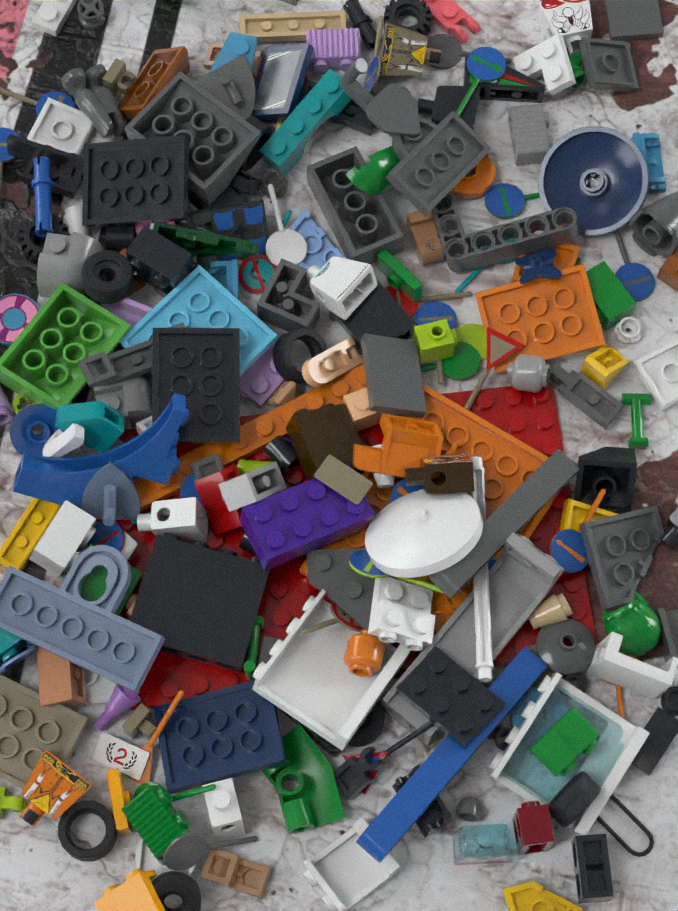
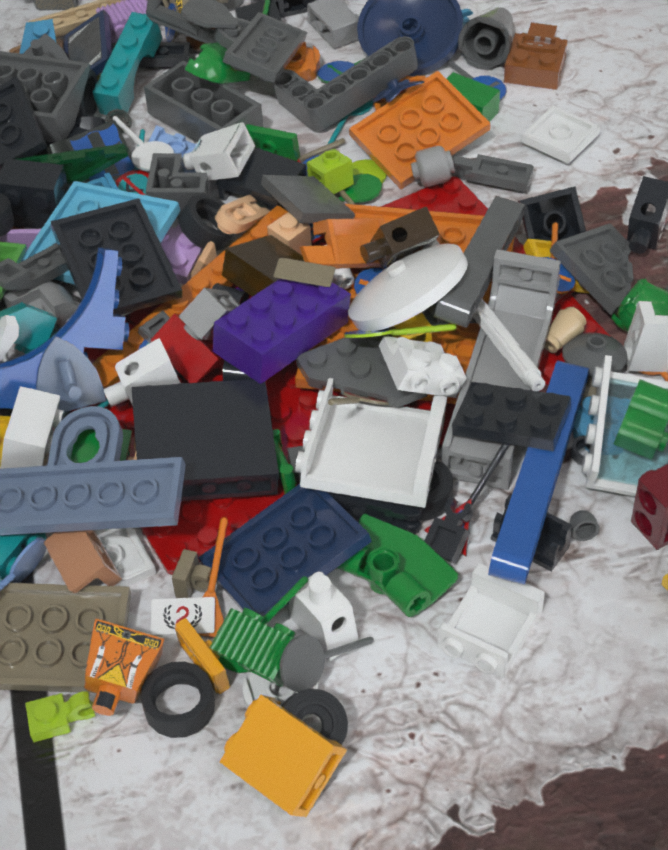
camera: 20 degrees left, 20 degrees down
(119, 702) = (159, 559): medium lavender cone -> none
(236, 873) = (358, 680): medium nougat slope -> none
(364, 654) = (401, 416): orange head -> none
(424, 237) = (278, 111): medium nougat leg -> none
(482, 844) = (617, 543): clear light blue torso -> none
(498, 349) = (393, 162): piece -> none
(604, 365) = (496, 144): yellow slope -> none
(628, 323) = (502, 118): white plate -> none
(636, 401) = (543, 165): green piece -> none

